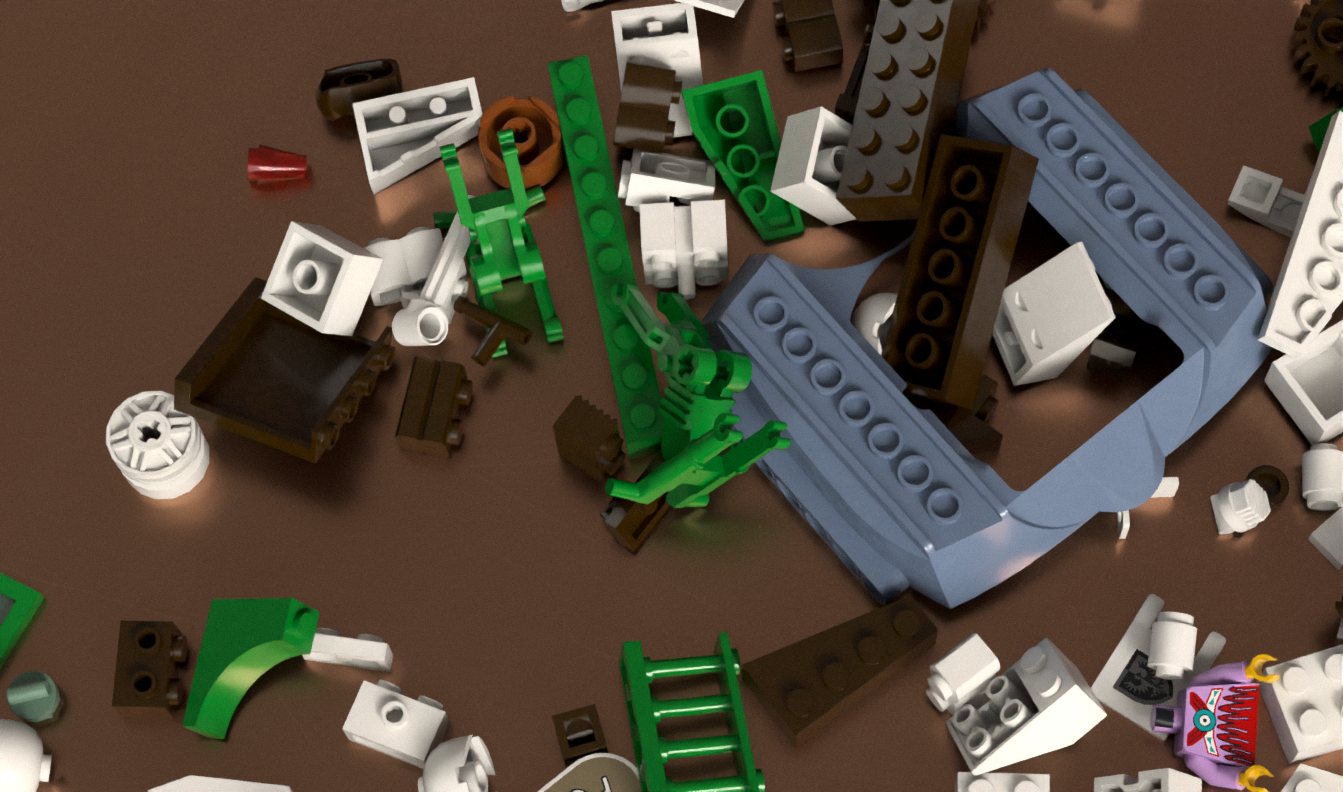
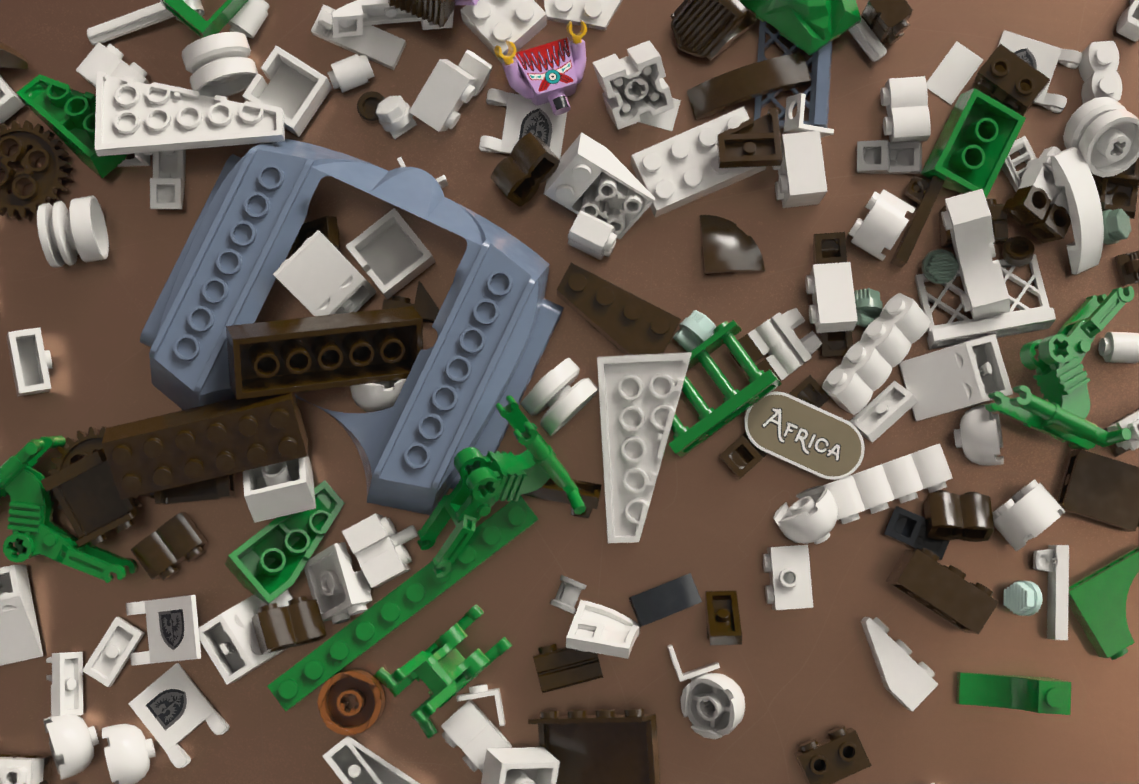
camera: 120 degrees left, 15 degrees up
(238, 647) = (791, 705): green arch -> none
(290, 552) = (713, 705): none -> white cylinder
(353, 533) = (693, 673): none -> white bracket
(364, 652) = (760, 649): white plate -> none
(389, 615) = (723, 618): none -> dark brown slope
(427, 310) = (517, 699): white axle -> none
(450, 459) = (602, 631): none -> white plate
(450, 560) = (665, 599): none -> black slope
(499, 329) = (496, 645): dark brown piece -> none
(518, 446) = (567, 594): none -> light grey bush
(589, 439) = (546, 544): dark brown brick -> none
(693, 618) = (636, 418): none -> white wing
(774, 754) = (694, 331): none -> light aqua piece
(776, 536) = (555, 392): none -> white wheel
(1052, 423) = (390, 253): none -> white piece
(1092, 632) = (525, 169): none -> dark brown brick
(1172, 645) = (510, 117): white brick -> none
(1240, 574) = (444, 95): none -> white brick
(1250, 63) = (72, 231): none -> white wheel
(1257, 628) = (477, 68): none -> white slope

